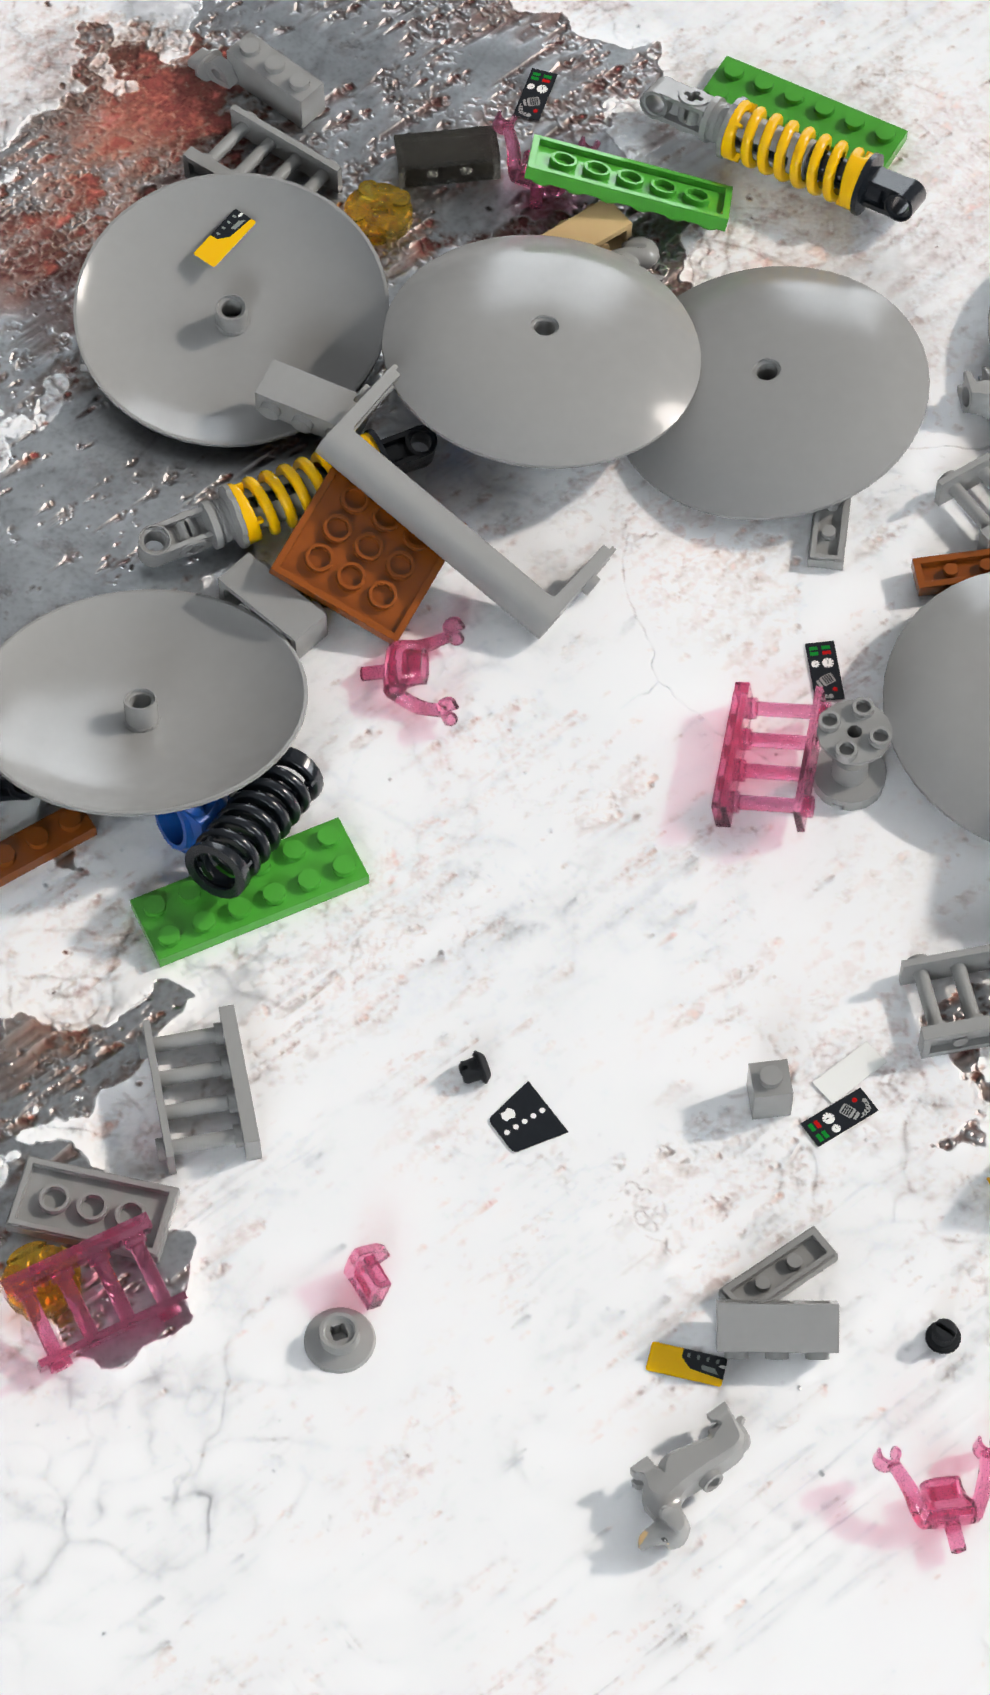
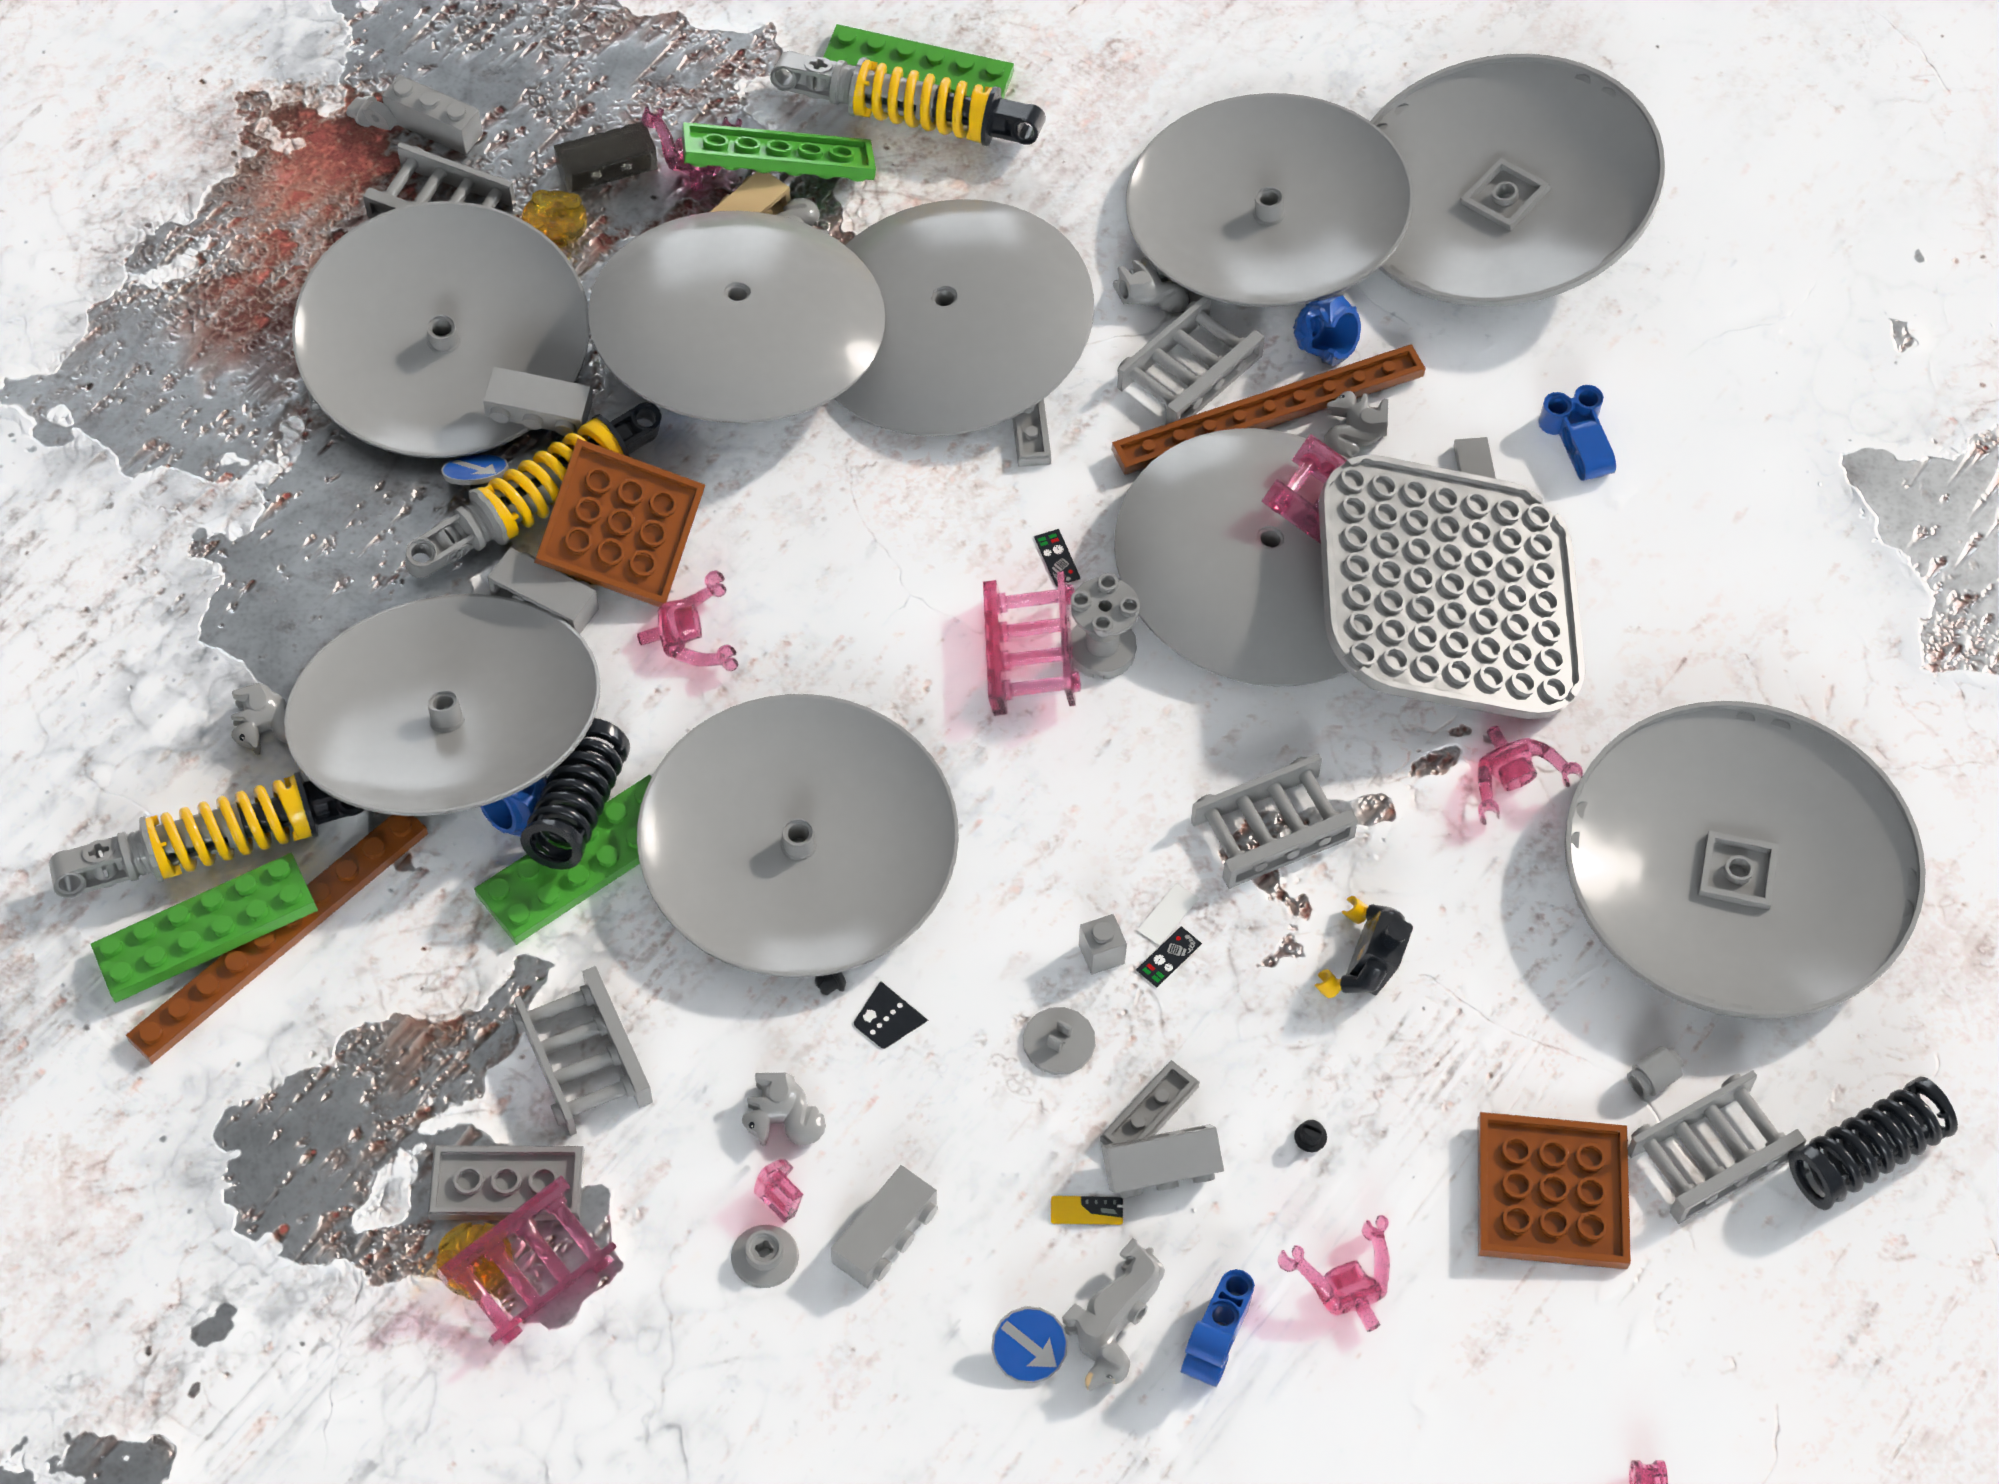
camera: 15 degrees left, 0 degrees up
(224, 238) = (420, 265): yellow sticker -> none
(231, 463) = (474, 469): none -> piece
(394, 1186) = (783, 1103): none -> light grey animal
(440, 527) = (682, 491): light grey piece -> none
(469, 1336) = (885, 1227): none -> light grey brick
(492, 841) = (783, 770): none -> light grey dish
(535, 94) = (671, 87): black sticker -> none
(590, 1489) = (1029, 1344): none -> blue piece
(700, 1181) = (1059, 1040): none -> light grey piece
(778, 1529) = (1212, 1342): none -> blue piece

